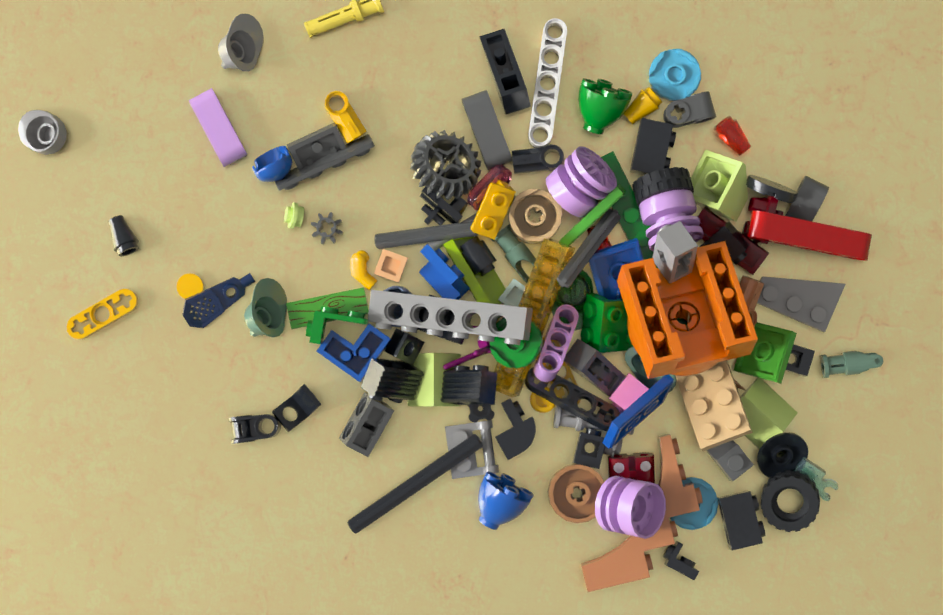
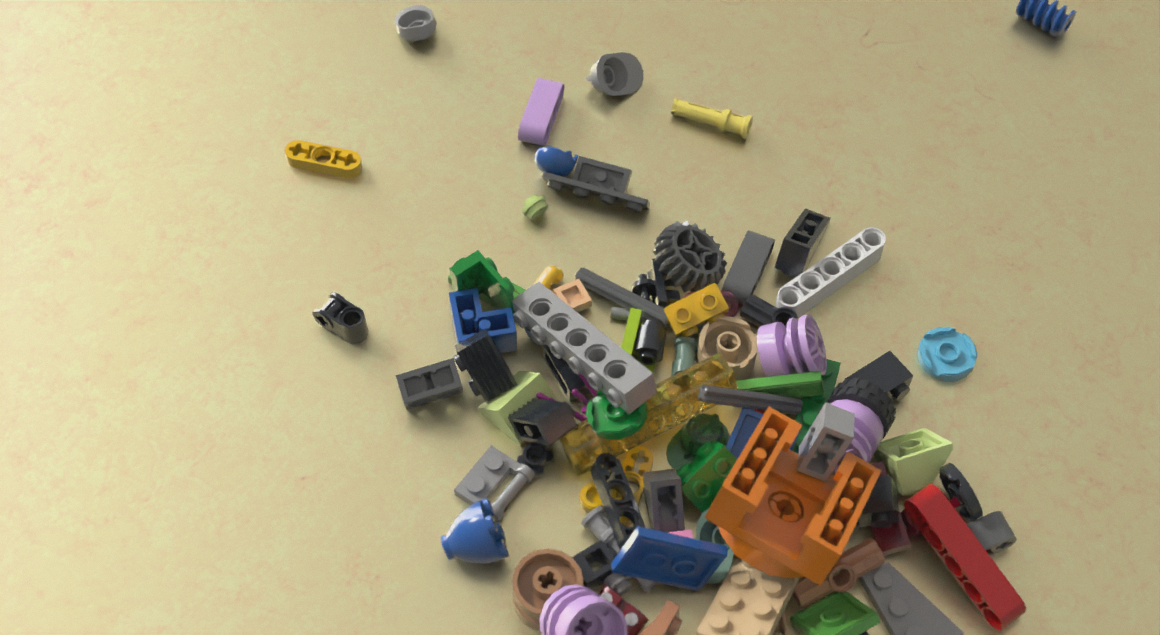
camera: 45 degrees right, 30 degrees down
(122, 236) = (394, 124): black cone -> none
(189, 285) = (405, 192): yellow tile -> none
(218, 298) = (417, 216): dark blue piece -> none
(267, 309) = (444, 244): sand green piece -> none
(304, 404) = (396, 333): black bracket -> none
(319, 226) = (550, 233): dark grey gear -> none
(346, 118) = (644, 173): yellow piece -> none
(404, 346) = (523, 358): black bracket -> none
(415, 483) = (420, 464): black axle -> none
(441, 276) = (615, 324): blue bracket -> none
(520, 435) = (546, 504): black brick -> none
(556, 331) = (649, 451): lavender beam -> none
(601, 104) = (862, 318): green piece -> none
(643, 105) = (903, 348): yellow cone -> none
(694, 110) = (938, 384): dark grey piece -> none
(732, 135) = (959, 431): clear red cone -> none

